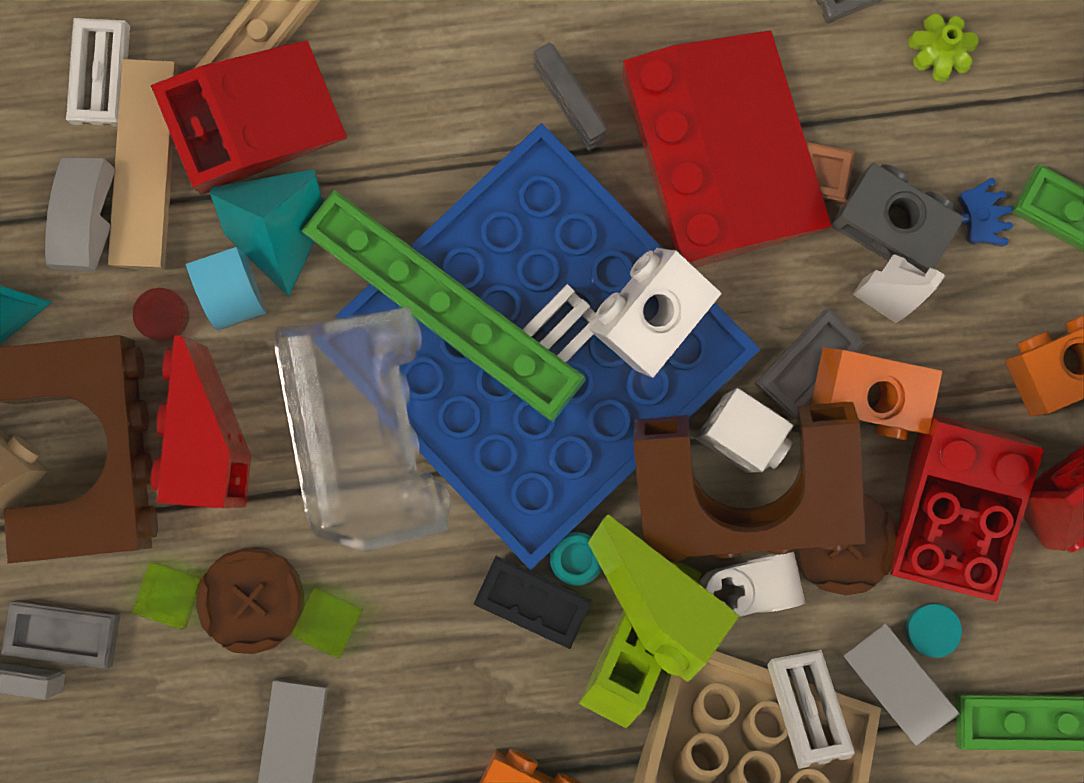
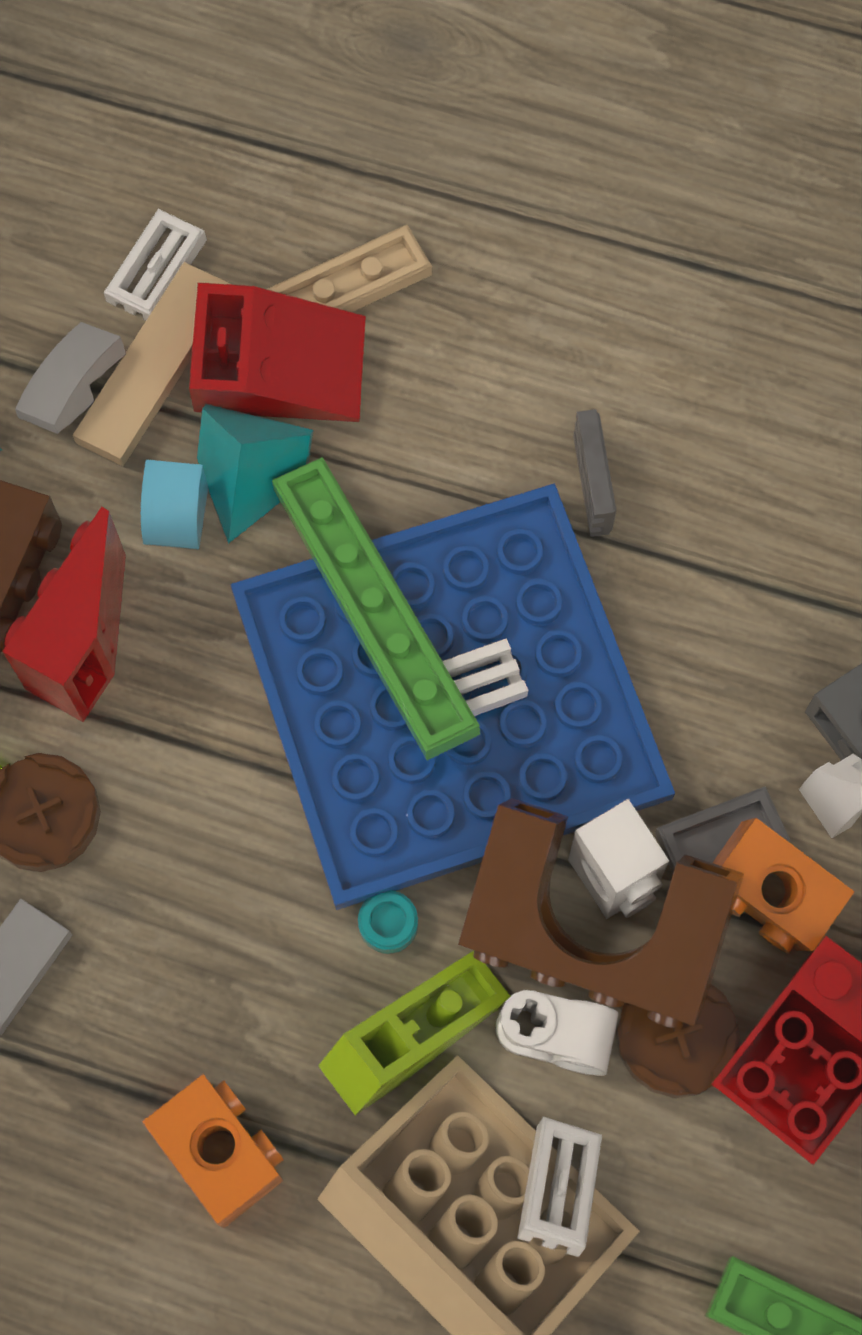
camera: 30 degrees right, 15 degrees down
(160, 314) = (91, 494): clear red tile -> none
(327, 622) = (104, 869): clear neon green tile -> none
(355, 429) = (231, 671): clear windscreen -> none
(533, 602) = (322, 942): black plate -> none
(665, 606) = (455, 998): lime slope -> none
(682, 298) = (615, 688): white brick -> none
(724, 146) = (728, 586): red slope -> none
(832, 170) = (819, 655): nougat tile -> none
(901, 685) = (671, 1211): light grey slope -> none
(933, 630) = (733, 1173): teal tile -> none

